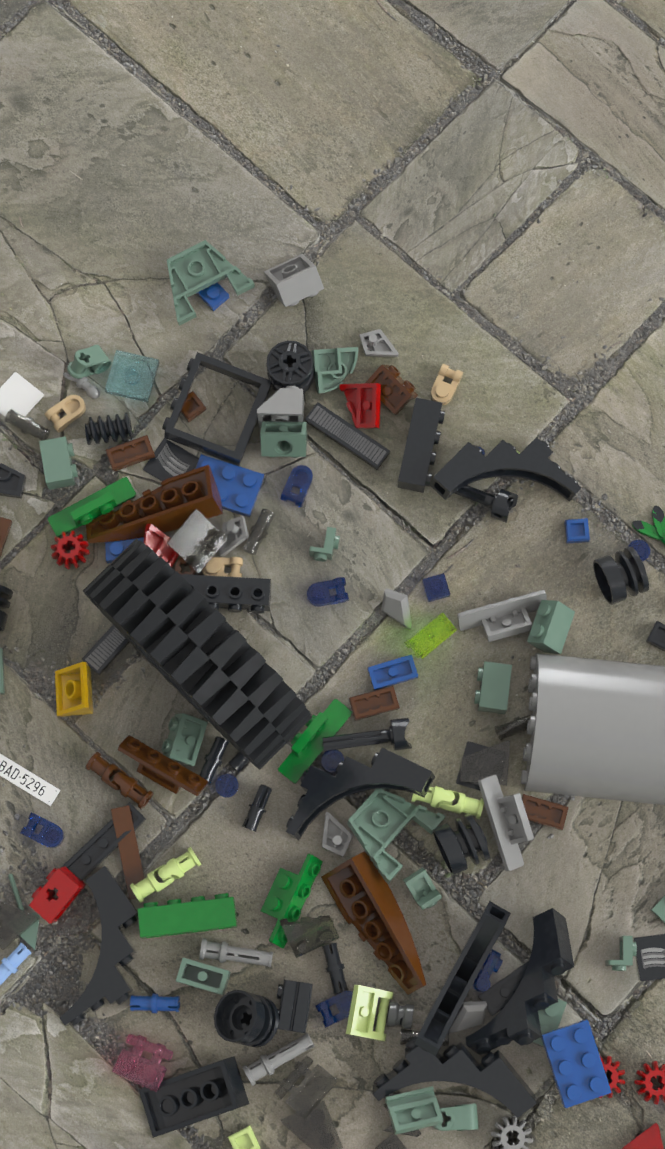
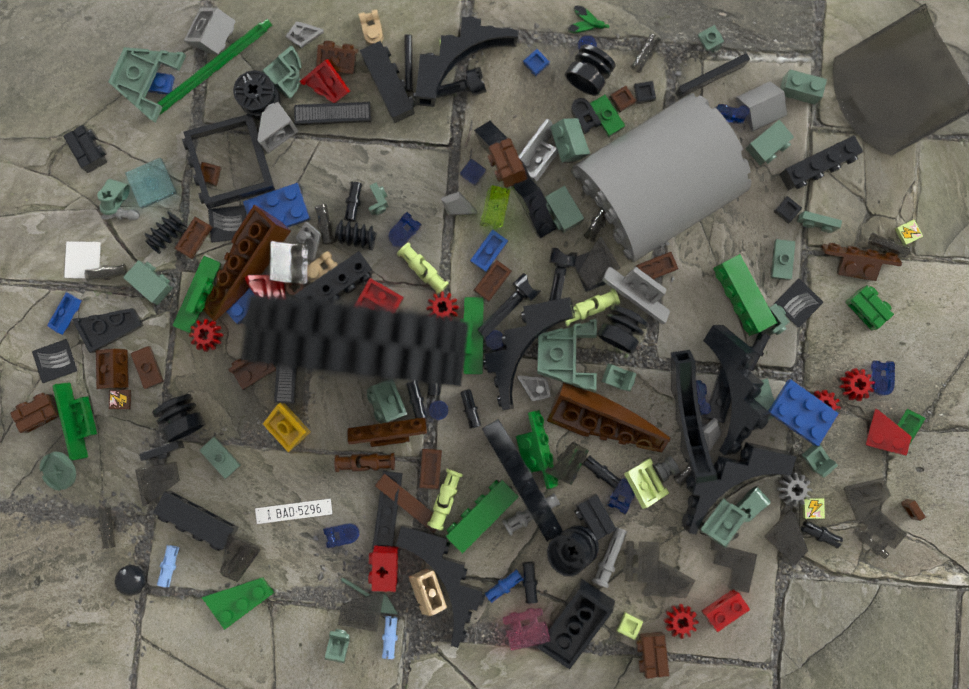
camera: 40 degrees left, 10 degrees up
(73, 408) = (125, 235): tan plate -> none
(79, 949) = (427, 592): none -> tan brick
(83, 614) = (250, 373): none -> reddish brown bracket
(99, 303) = (85, 148): none -> black brick
(175, 835) = (430, 468): none -> reddish brown plate
(182, 1020) = (530, 582): none -> black pin
(203, 976) = (522, 545): sand green brick -> none
(251, 913) = (522, 480): none -> black arch
(257, 635) = (378, 295): none -> red wing
(273, 313) = (214, 65): none -> green piece
(278, 563) = (355, 235): none -> black piece
(283, 439) = (283, 147): sand green brick -> none
(301, 478) = (325, 166): clear blue plate -> none
(301, 530) = (353, 201): none -> black pin
(316, 691) = (442, 300): none -> red gear
(317, 639) = (420, 266): none -> yellowish green piece
(453, 736) = (561, 262): none -> black piece
(454, 442) = (408, 62): none -> black bar
(468, 600) = (507, 162): none -> reddish brown brick
(471, 624) = (527, 191): none -> black arch
(558, 1127) = (819, 461): none -> sand green bracket
(580, 970) = (759, 346): none -> black pin
(585, 606) = (582, 108): none -> black plate
(606, 631) = (608, 116): none -> green plate
(608, 905) = (744, 295): none -> green brick
(634, 626) = (622, 98): none -> reddish brown tile

